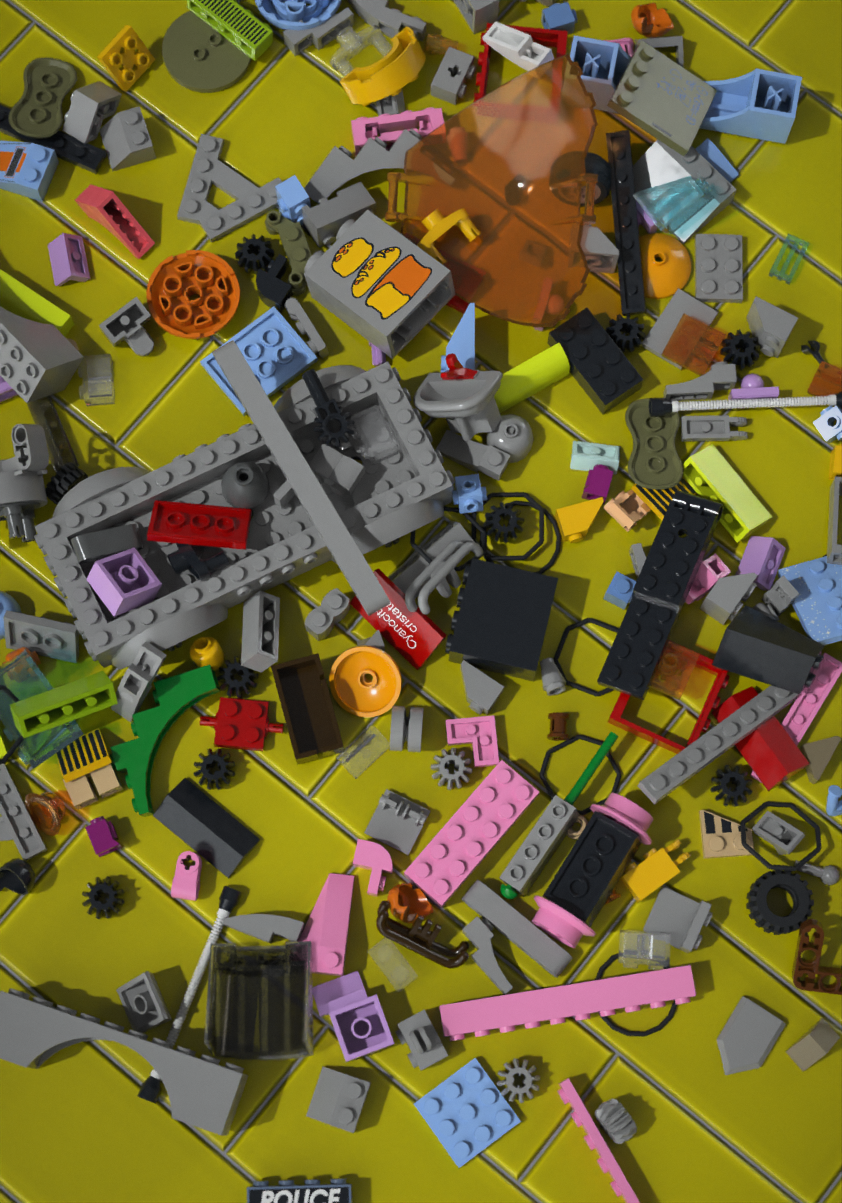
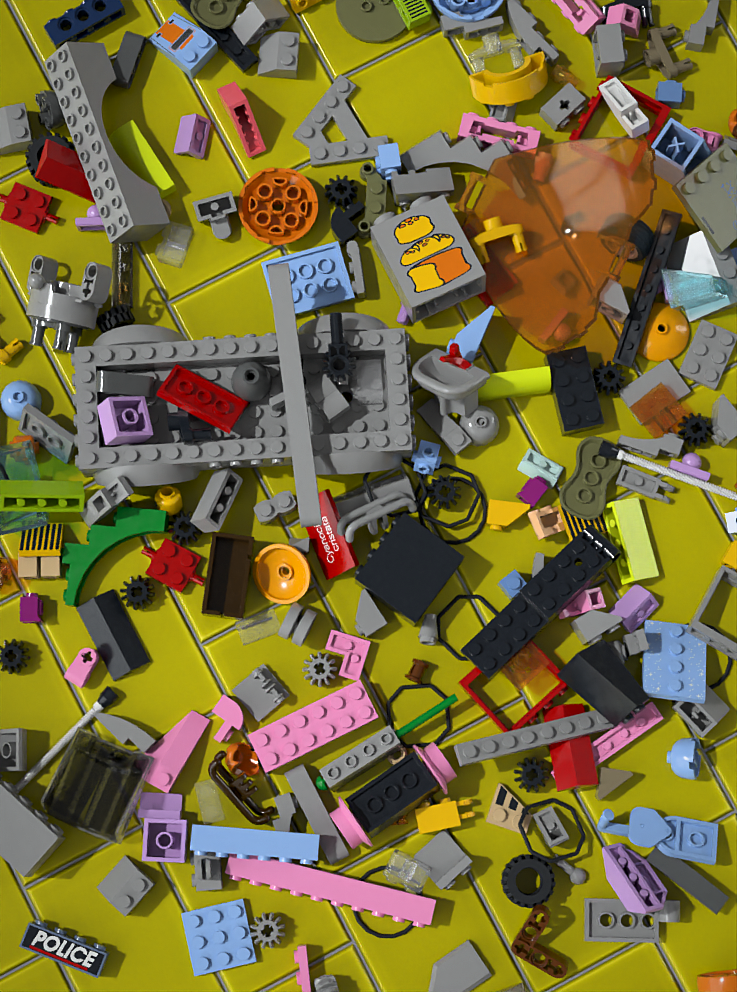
camera: 20 degrees right, 5 degrees up
(464, 986) = (254, 842): none -> light blue brick

